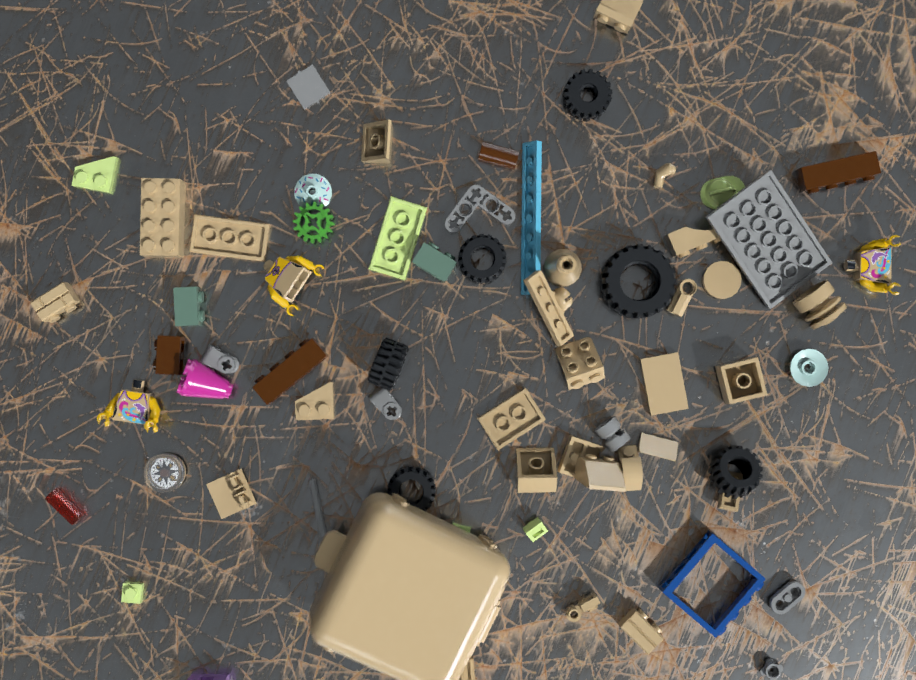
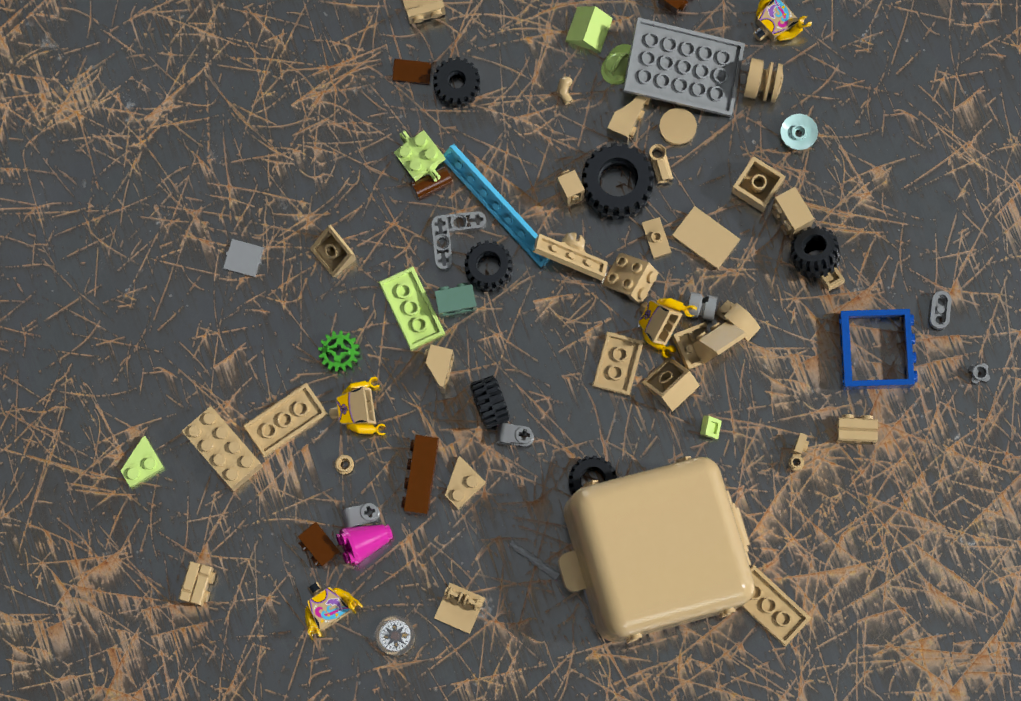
camera: 35 degrees left, 10 degrees down
(188, 306) = (300, 496): sand green brick -> none
(236, 311) = (344, 458): none -> tan plate
(319, 183) = (306, 334): light aqua dish -> none
(375, 302) = (439, 365): none -> tan slope
(507, 127) = (419, 155): none -> yellowish green plate
(556, 273) = (553, 225): tan cone -> none
(561, 56) = (412, 71): none -> reddish brown slope
(571, 418) = (660, 320): none -> torso
(597, 254) = (570, 187): none -> tan brick
(627, 350) = (656, 238): none -> tan plate
(657, 446) = (744, 287): tan slope -> none
(725, 143) = (589, 28): none -> yellowish green slope
(746, 426) = (792, 212): none -> tan brick

